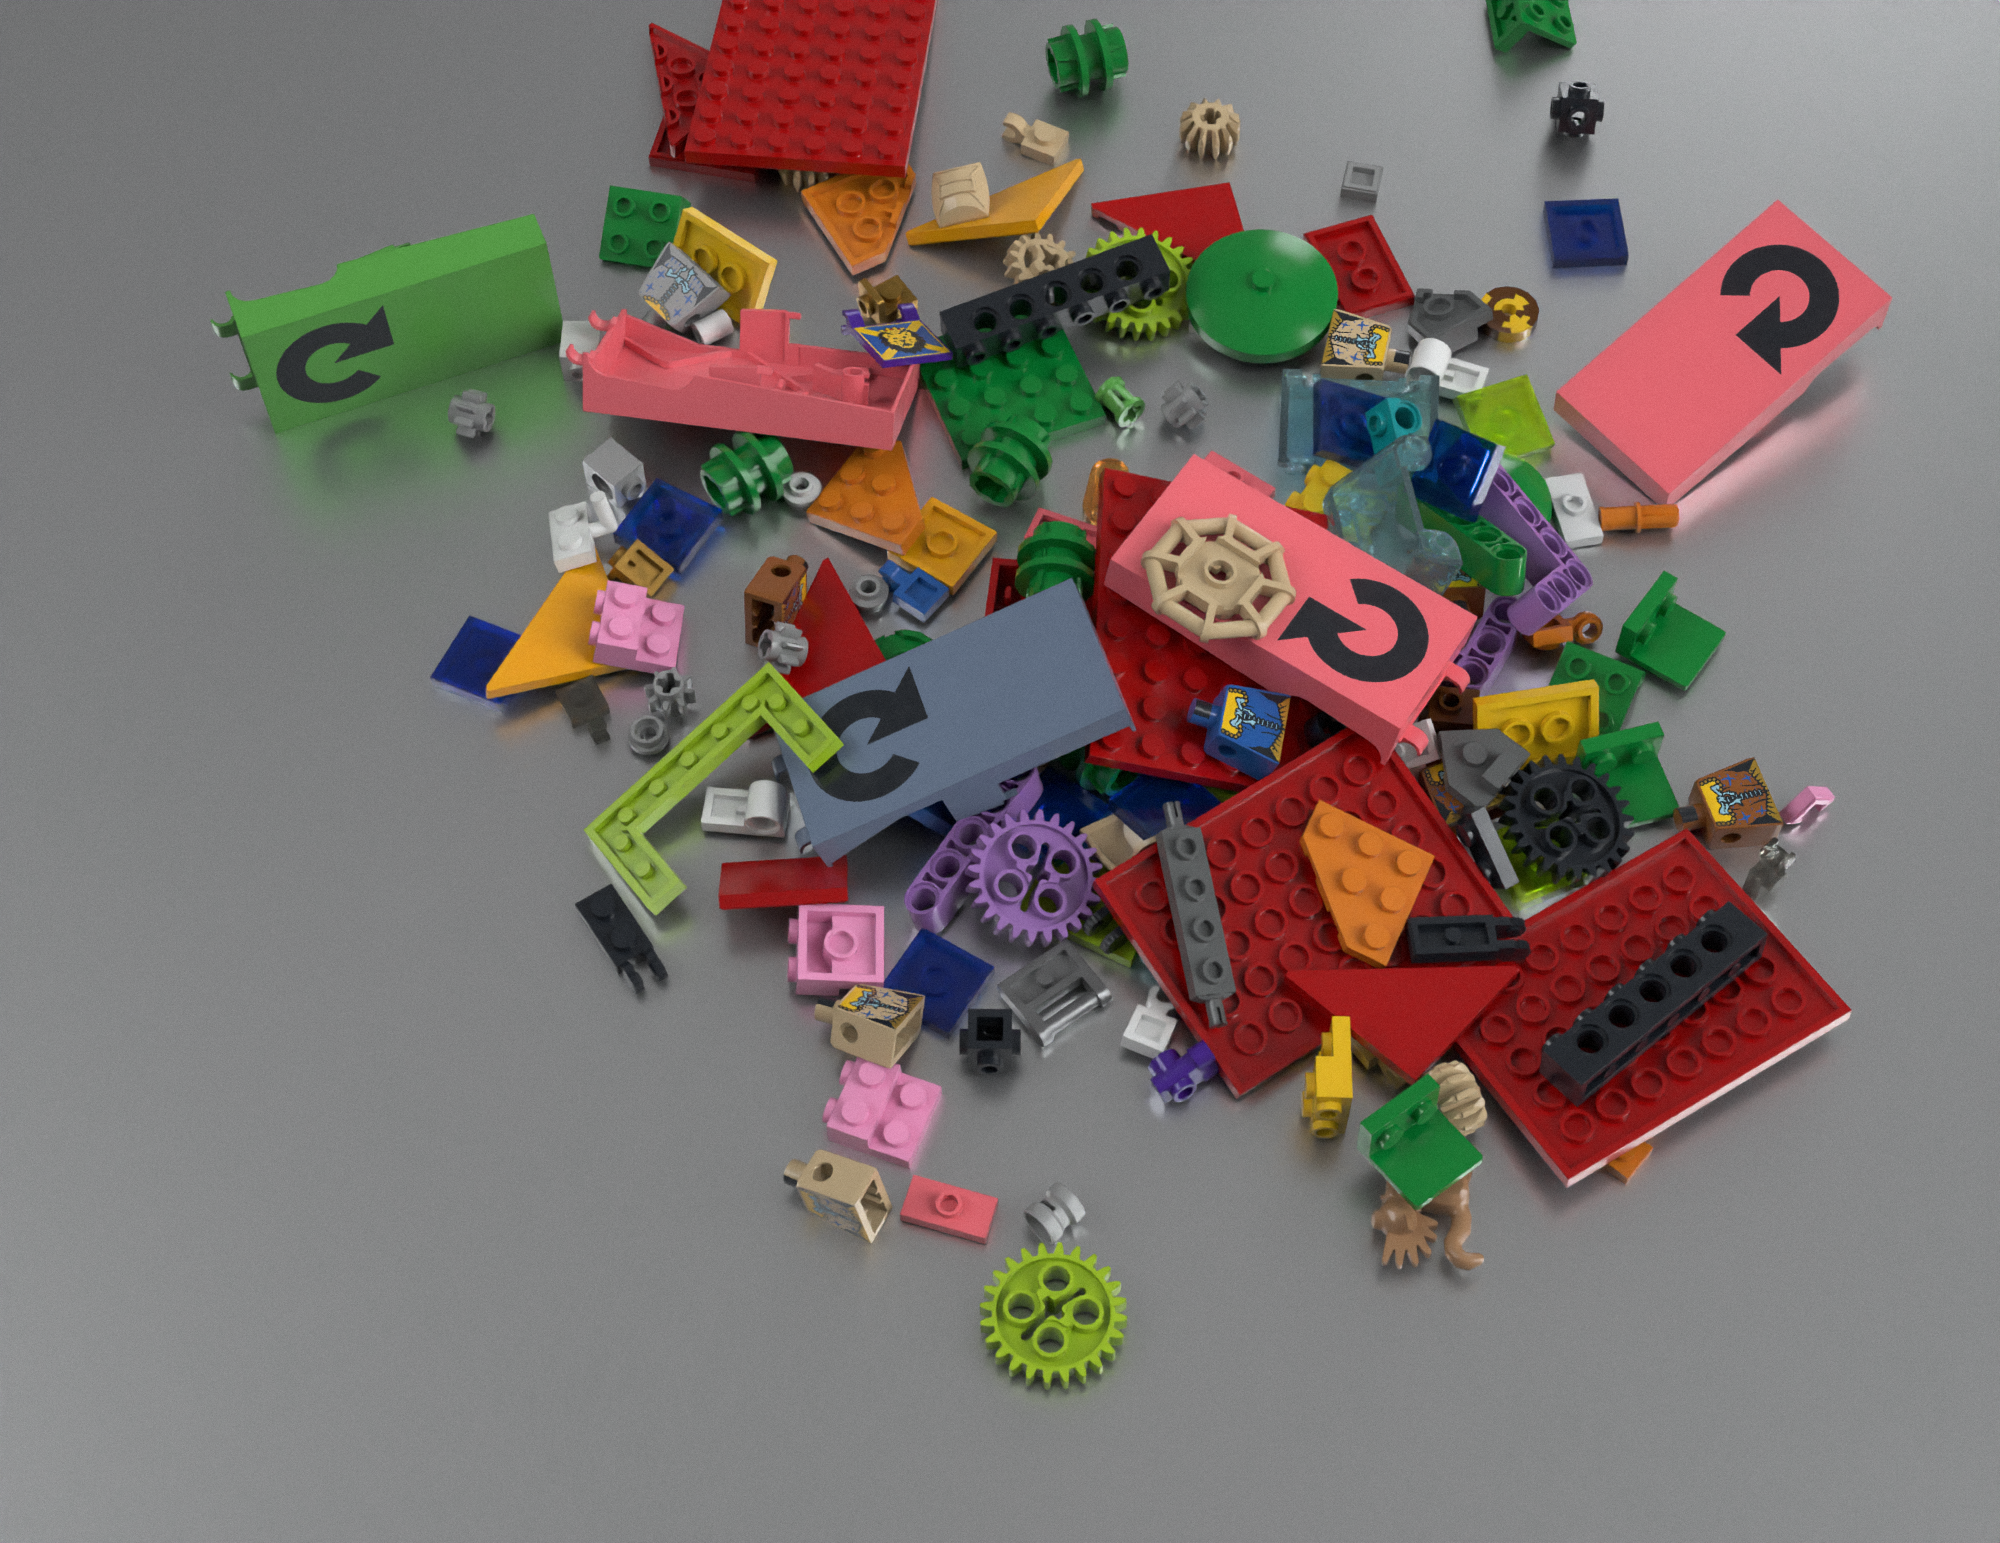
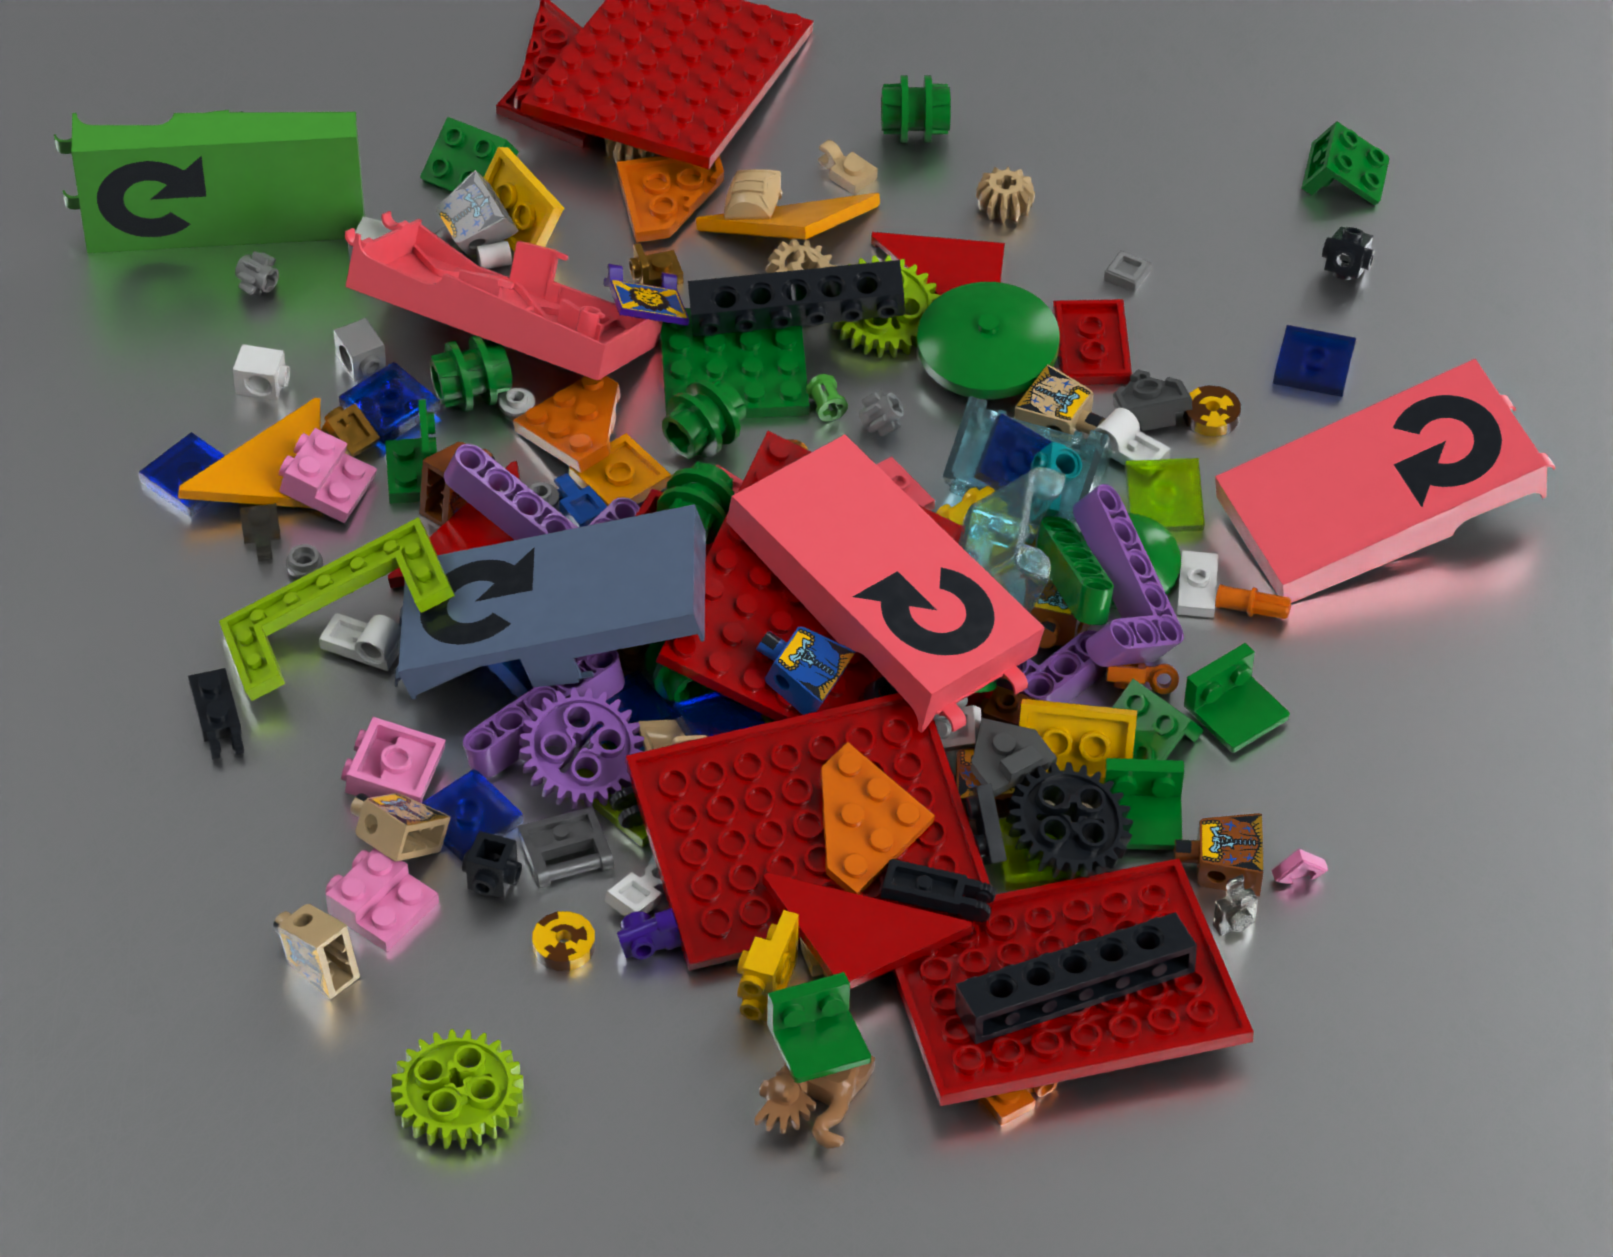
camera: 15 degrees right, 10 degrees down
(518, 526) = (260, 372): none -> white brick
(575, 532) = (308, 384): white plate -> none
(670, 693) = (335, 533): light grey gear -> none
(719, 586) = (406, 460): none -> green bracket
(782, 883) = (368, 700): red tile -> none
(783, 647) = (443, 517): light grey gear -> none
(869, 621) = (510, 501): none -> medium lavender beam
(949, 1209) = (406, 989): coral plate -> none
(1054, 1213) = (491, 1012): light grey wheel -> none
(1087, 1120) = (565, 955): none -> yellow piece
(1195, 914) = (702, 805): dark grey plate -> none
(1214, 596) = (814, 548): tan plate -> none
(1458, 471) = (1082, 510): clear blue tile -> none
(1459, 1096) = (873, 1011): tan gear -> none

